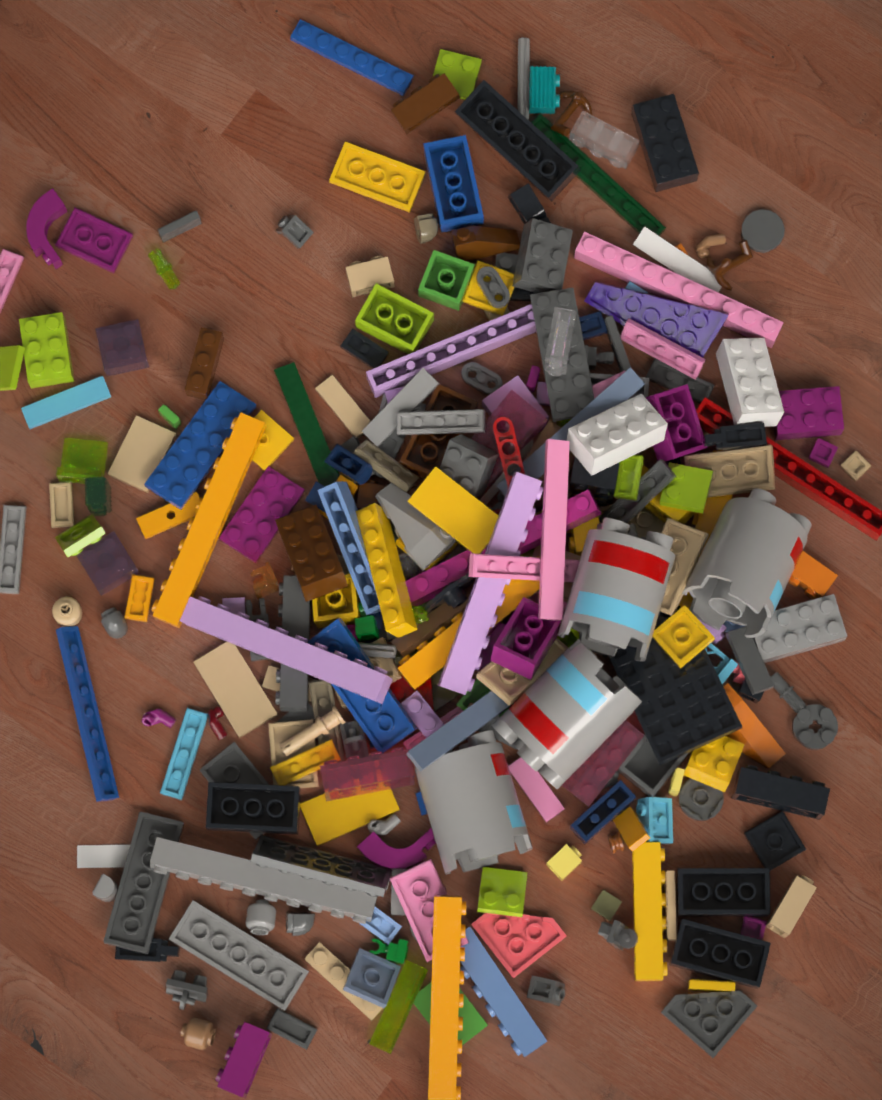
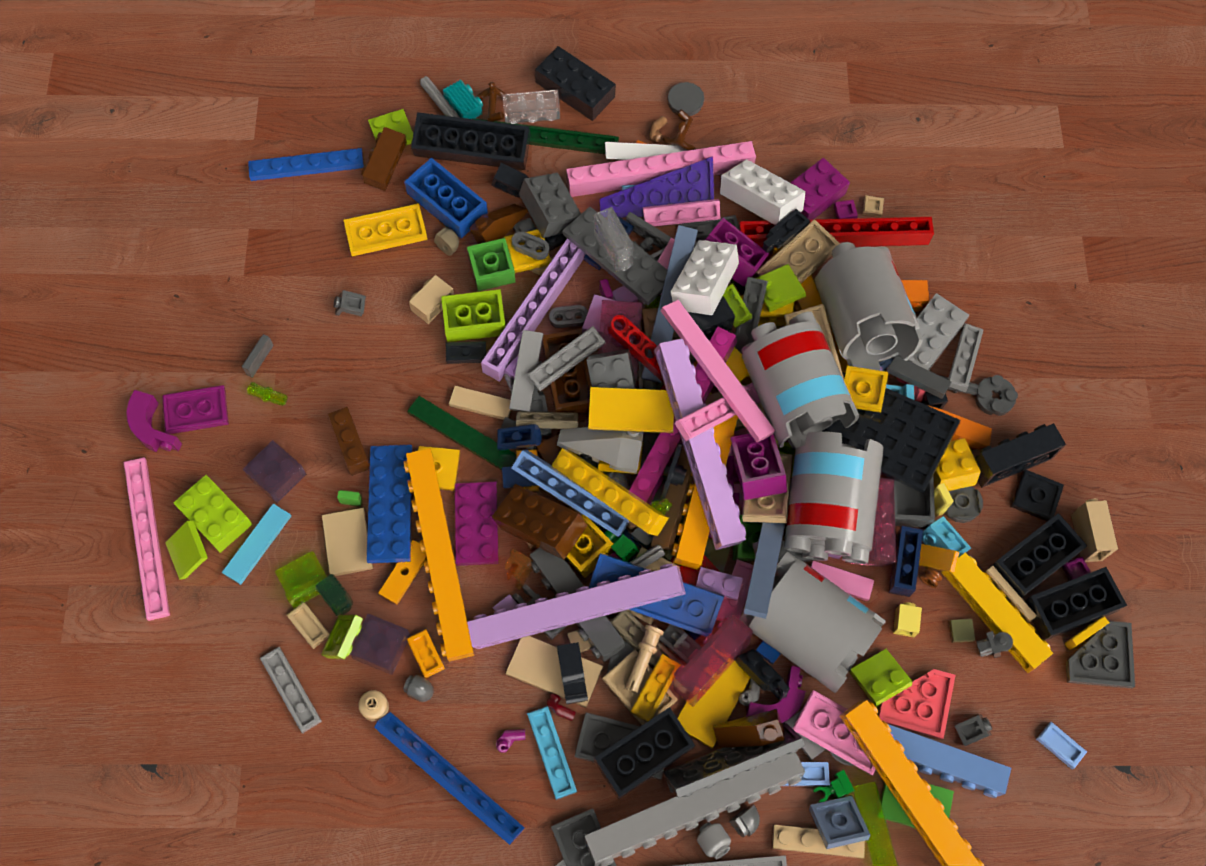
camera: 40 degrees left, 10 degrees down
(246, 701) = (572, 673): none -> black piece
(355, 855) = (751, 730): none -> reddish brown slope
(403, 815) = (762, 673): none -> black hinge
(611, 1057) = (1061, 745): none -> light blue tile
(814, 671) = (965, 357): none -> light grey tile

